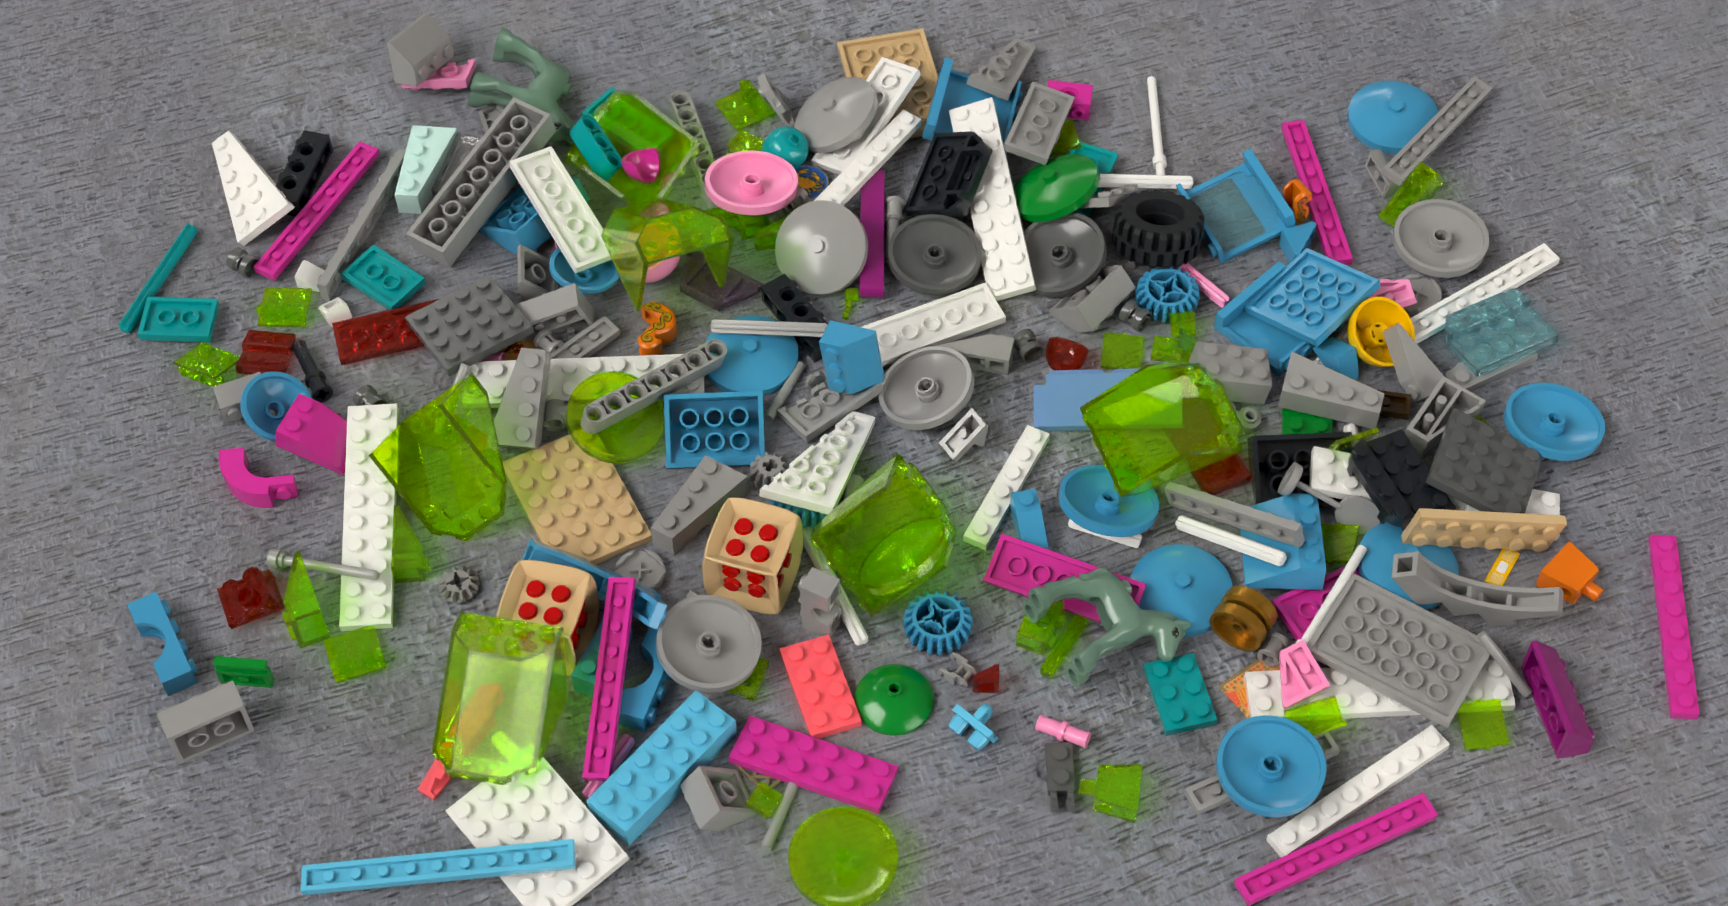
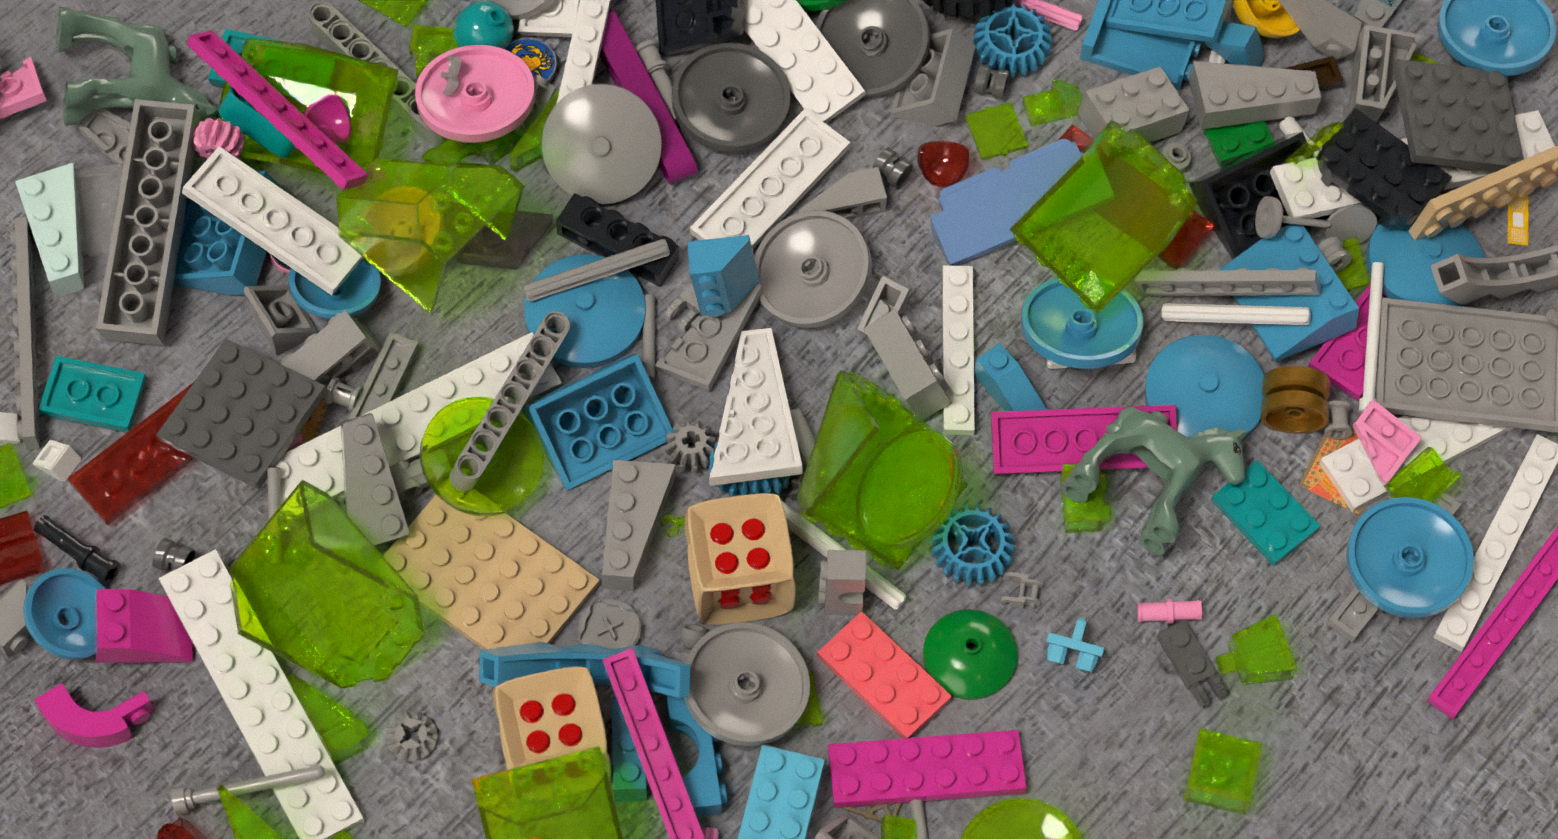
camera: 30 degrees left, 10 degrees up
(560, 143) = (216, 133): none -> bright pink gear
(604, 139) = (277, 109): none -> dark pink plate
(660, 332) = (467, 326): orange animal -> none
(742, 167) = (453, 70): none -> light grey piece
(851, 295) = (658, 187): clear neon green hand -> none
(957, 476) = (909, 364): none -> light grey brick
(987, 680) = (1063, 589): clear red slope -> none
(1036, 861) = (1222, 771): none -> clear neon green brick
(1063, 646) = (1117, 512): clear neon green axle -> none
(1182, 320) = (1046, 69): clear neon green plate -> none
(1332, 529) = (1334, 253): none -> light grey wheel

